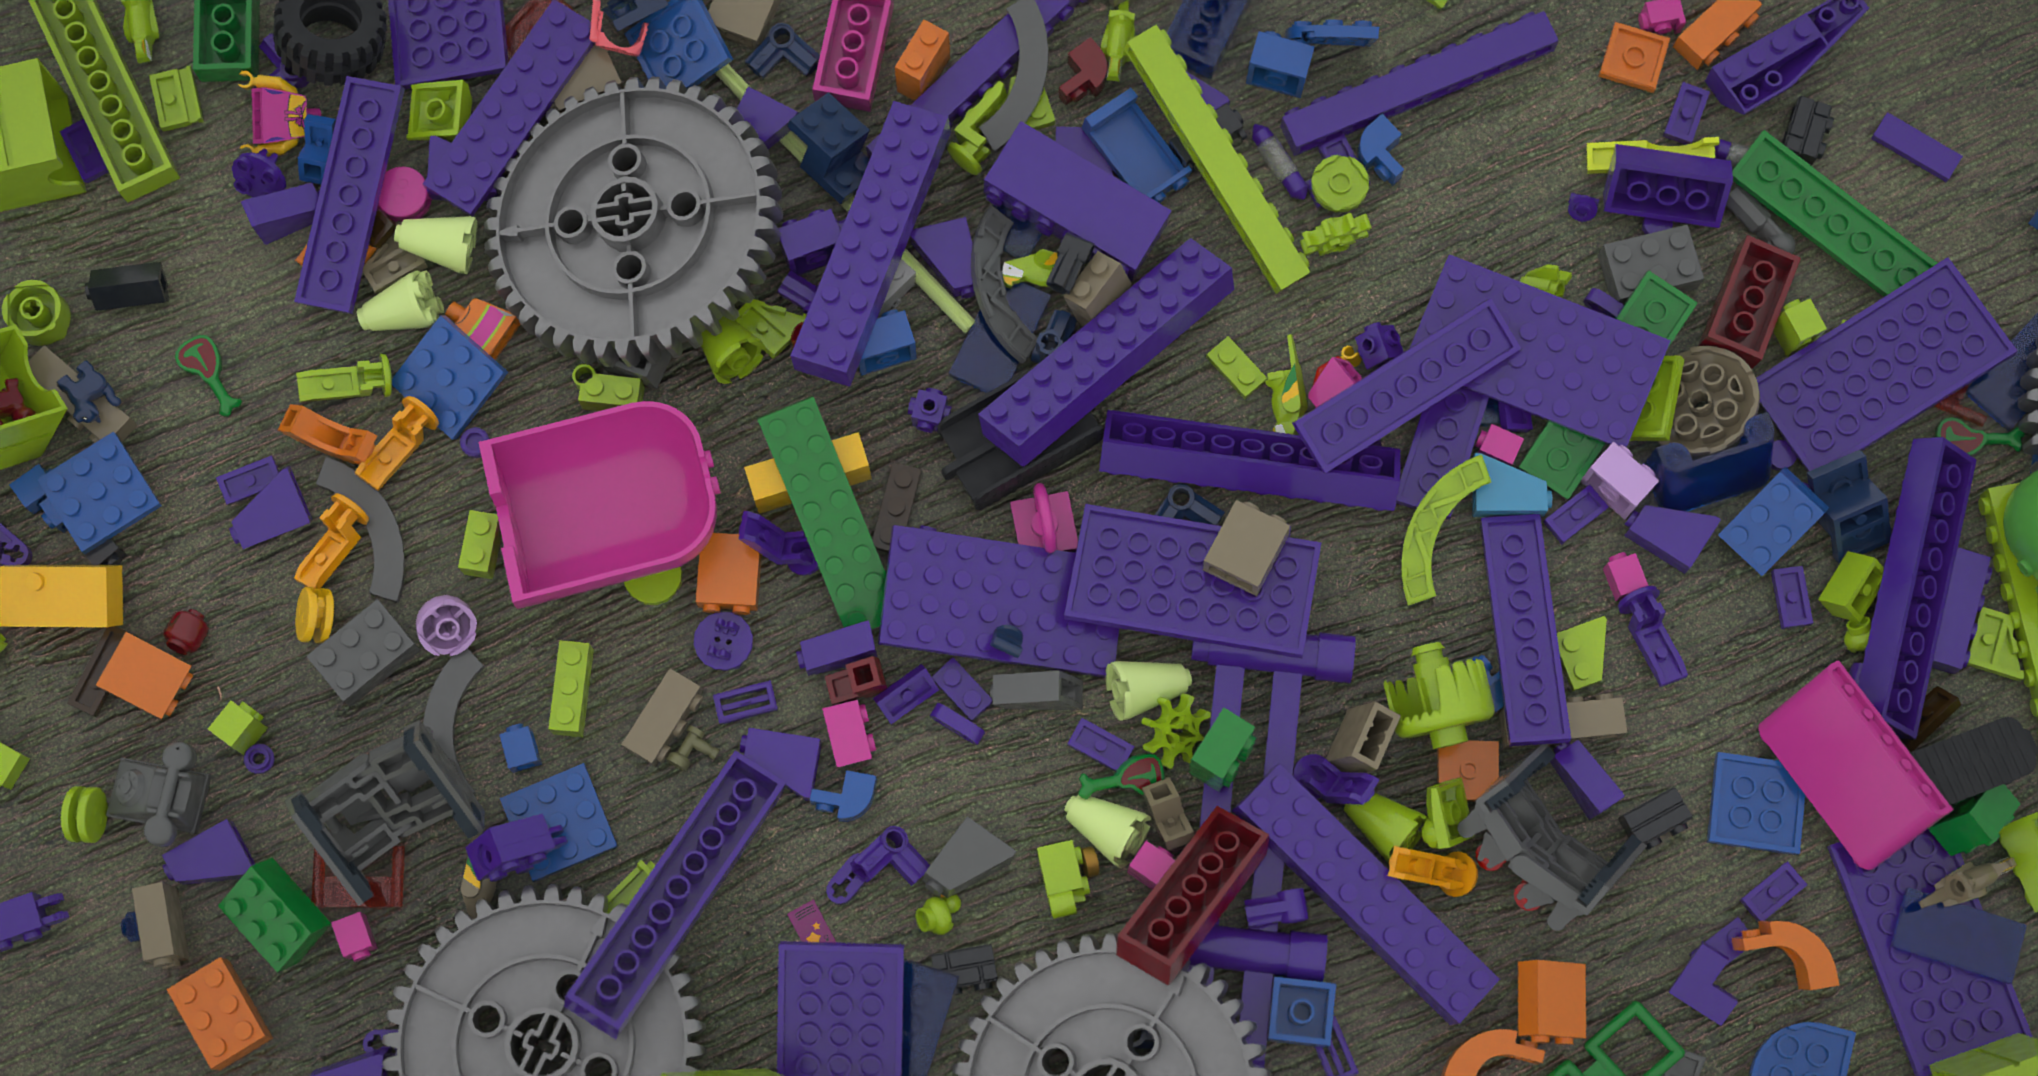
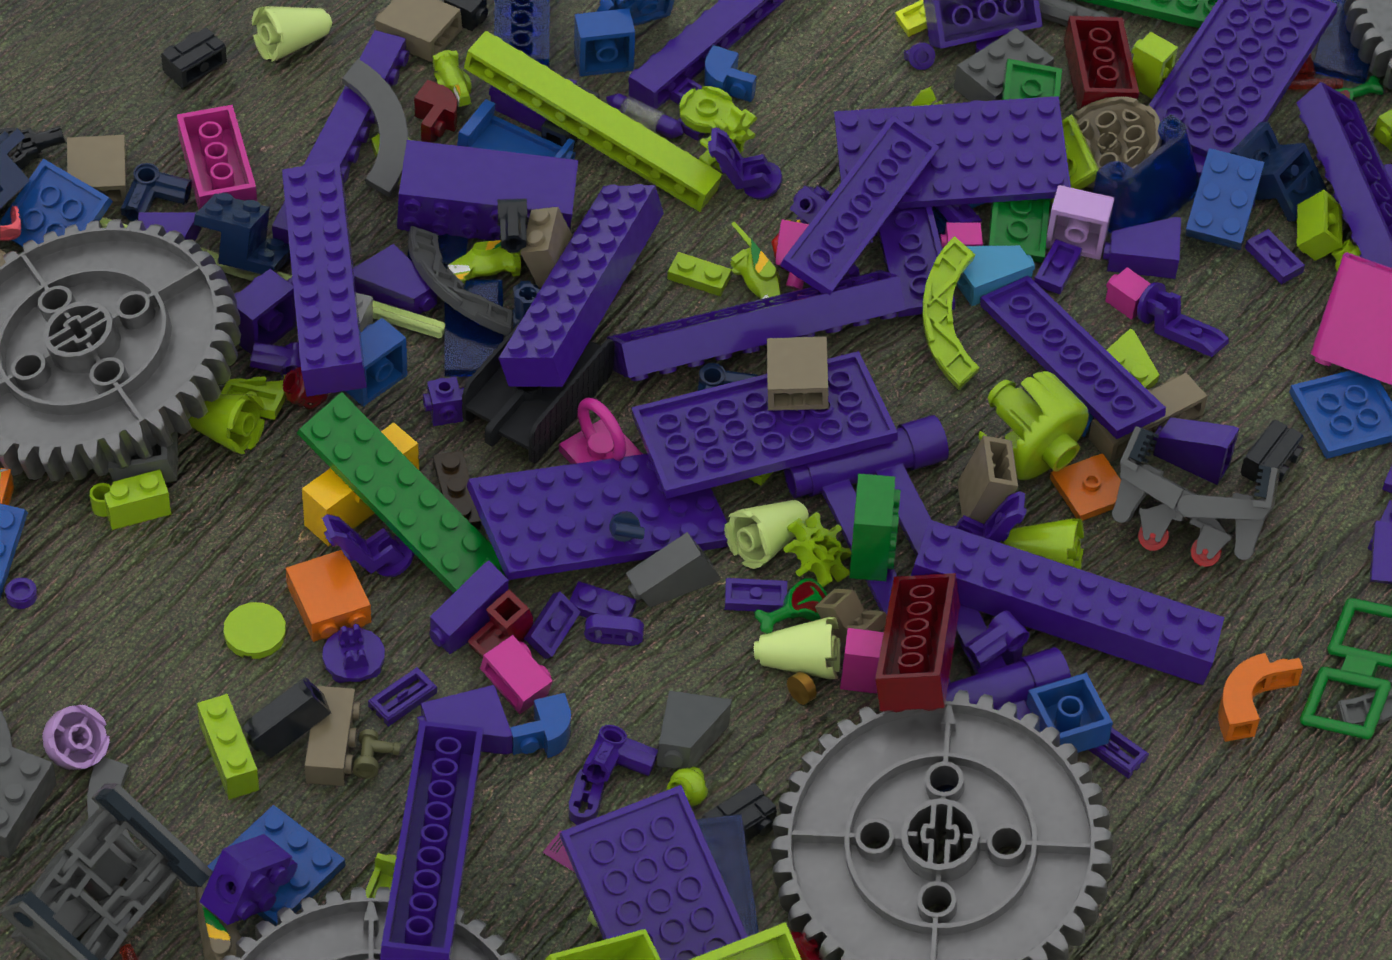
camera: 30 degrees left, 25 degrees down
(480, 545) = (73, 665): lime brick -> none
(520, 748) = (204, 816): blue brick -> none
(600, 499) = (174, 566): dark pink cylinder -> none
(628, 690) = (286, 718): none -> black brick
(922, 60) = (287, 139): orange brick -> none
(971, 147) = (362, 192): lime piece -> none
(1062, 877) = (783, 708): lime hinge -> none
(1348, 284) = (752, 173): none -> dark purple piece
(1445, 810) = (1095, 516): lime slope -> none
(1453, 873) = (1124, 563): light orange piece -> none
(1552, 1001) = (1278, 618): orange brick -> none

